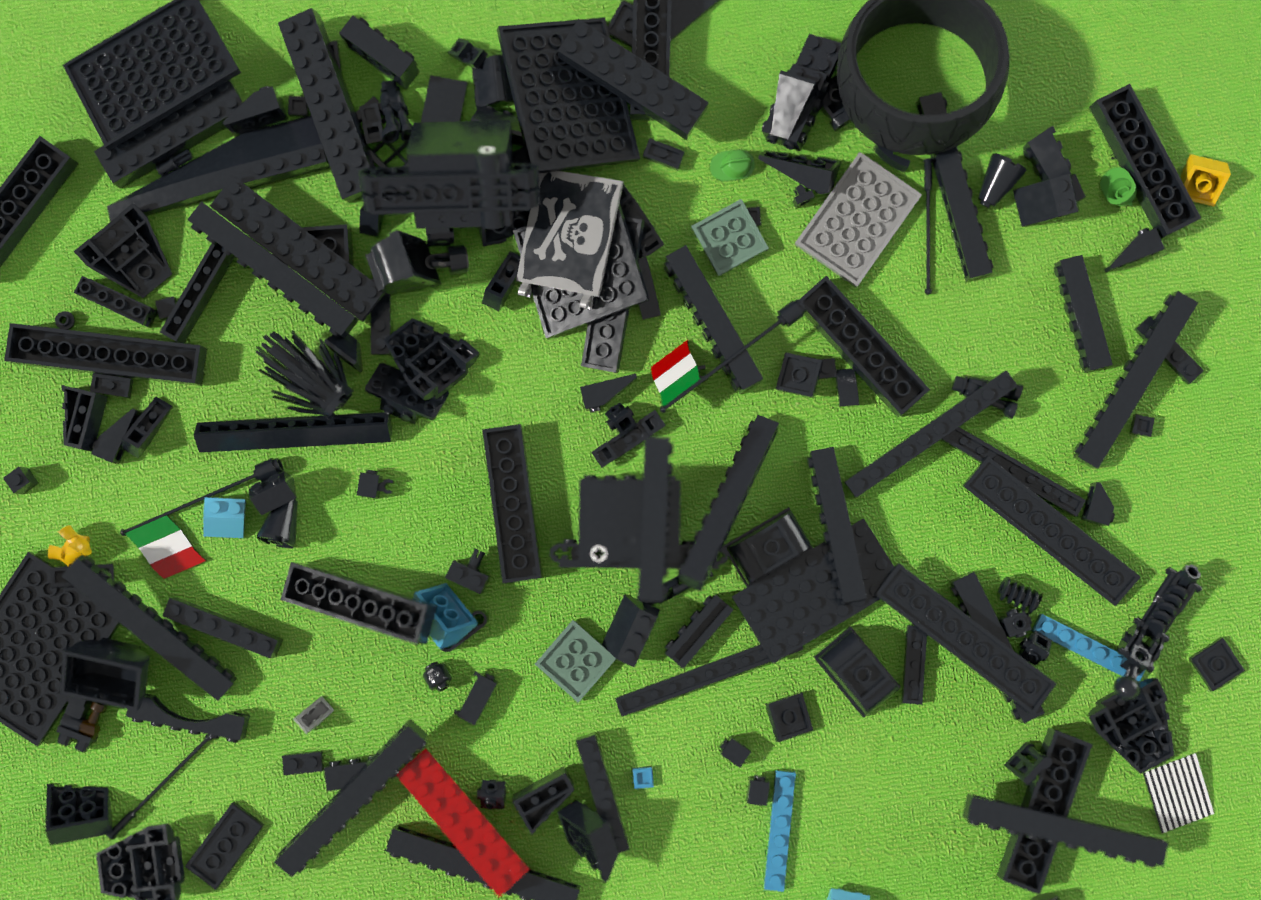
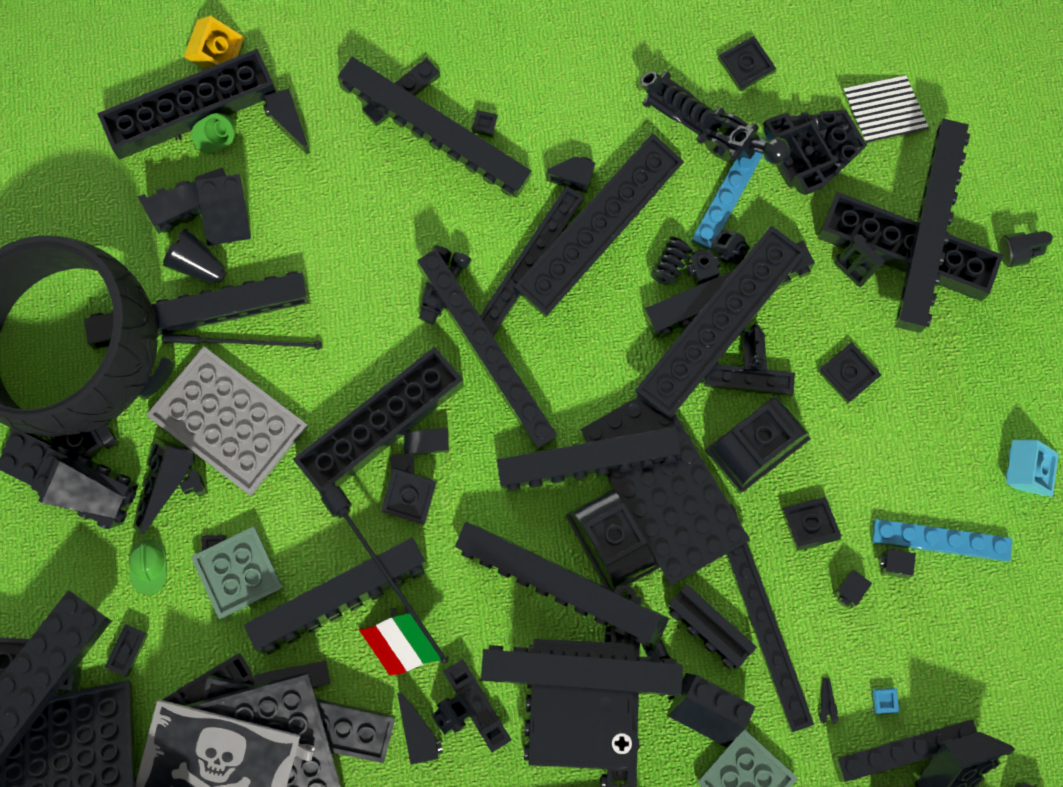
camera: 90 degrees left, 10 degrees down
(638, 729) = (828, 706): none -> black piece
(924, 753) = (849, 373): none -> black tile
(942, 669) = (754, 349): none -> black hinge
(1083, 314) = (355, 178): black brick -> none

